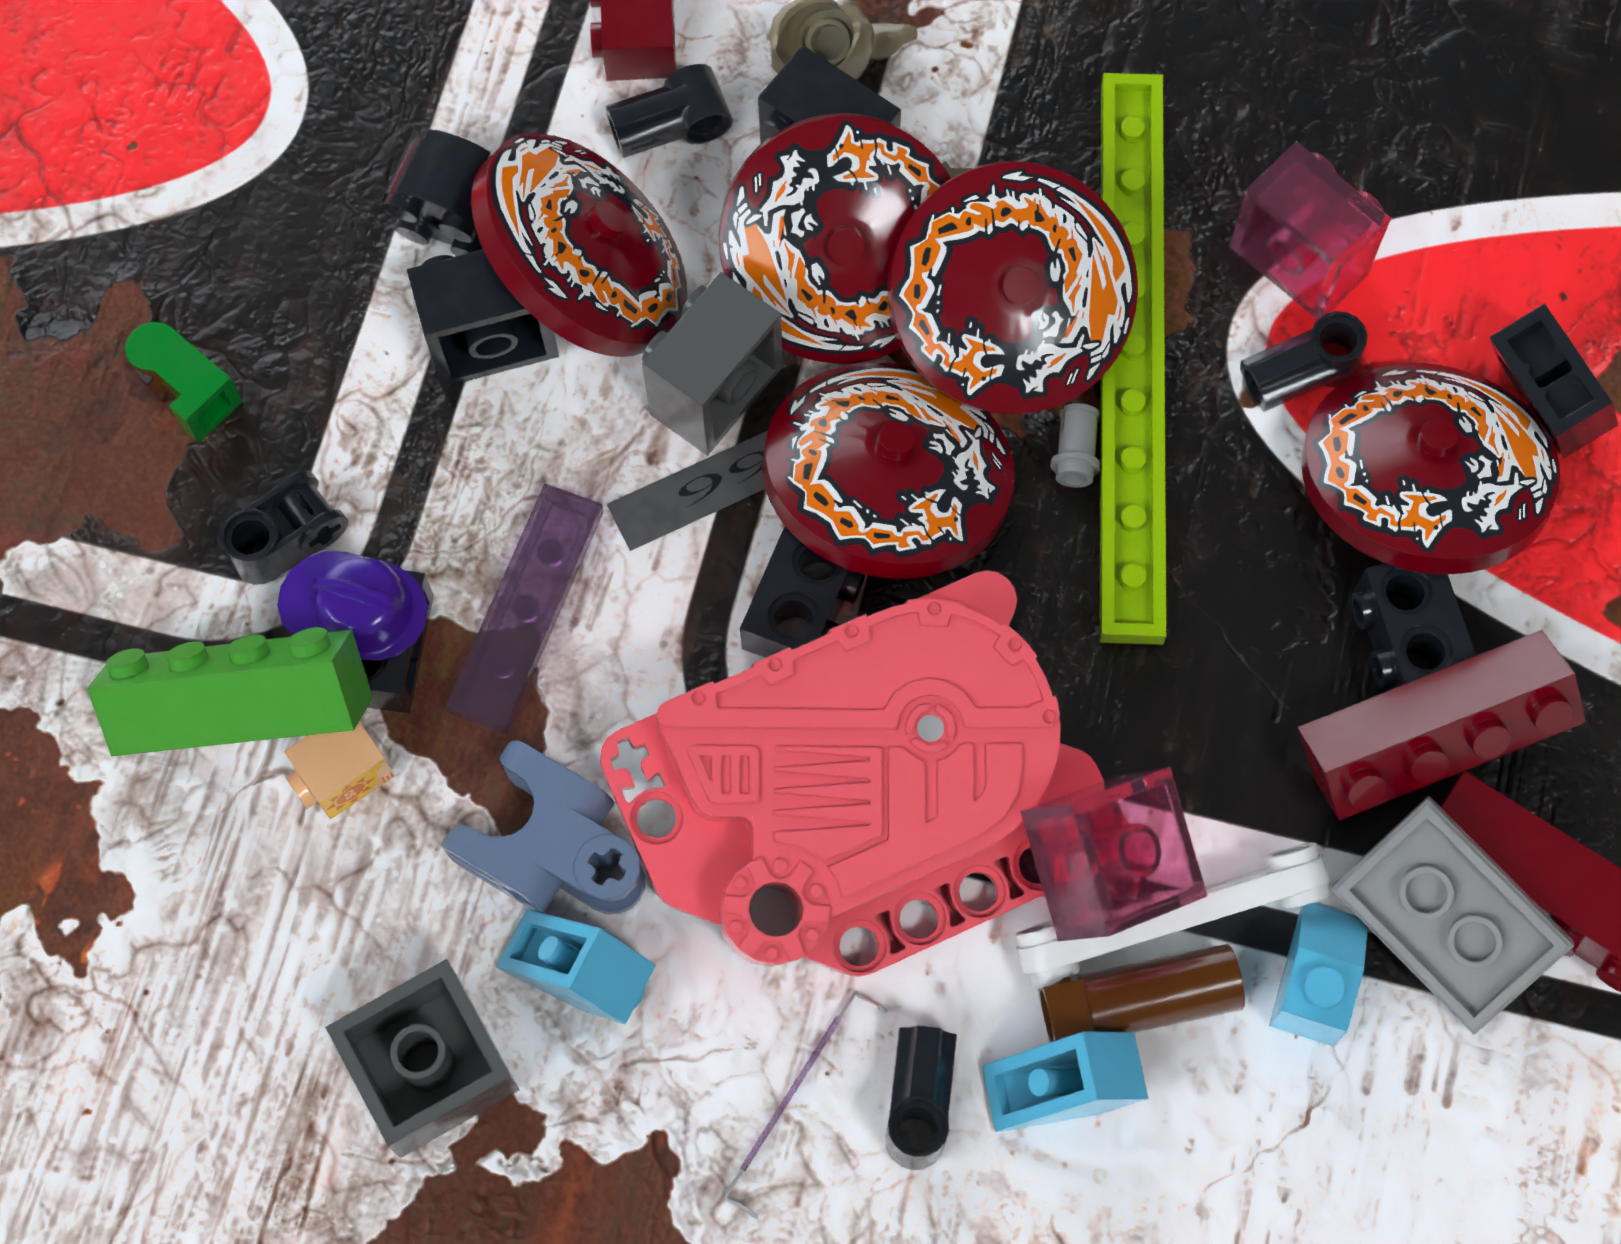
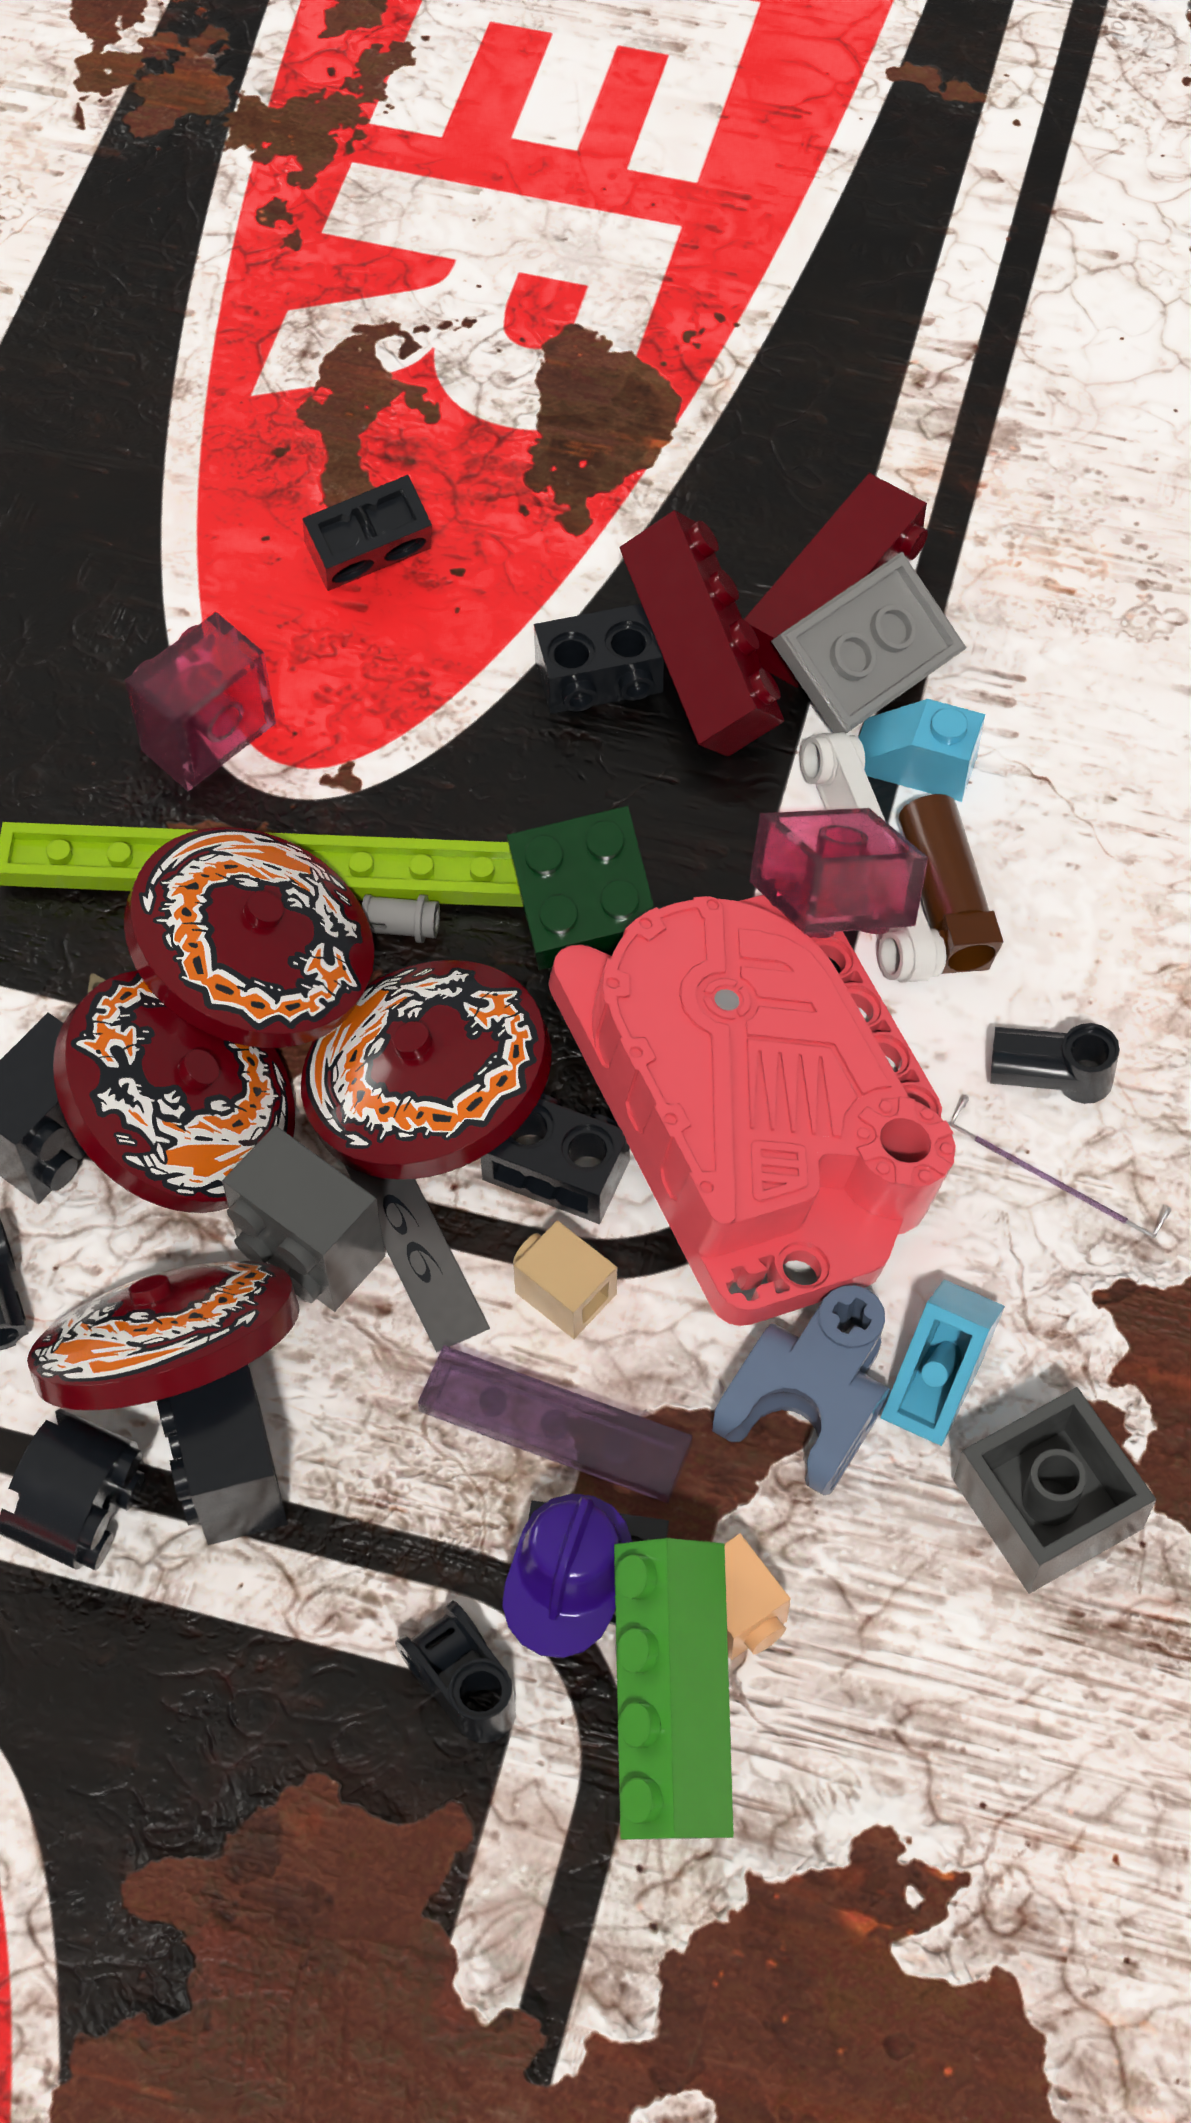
camera: 90 degrees left, 10 degrees down
(173, 365) = (261, 1796): green leg -> none
(667, 606) = (564, 1278): none -> tan brick
(1065, 1080) = (1035, 948): medium azure slope -> none
(1091, 603) = (580, 882): none -> dark green brick
(1303, 364) = (328, 723): black piece -> none
(1430, 468) = (445, 633): dish -> none

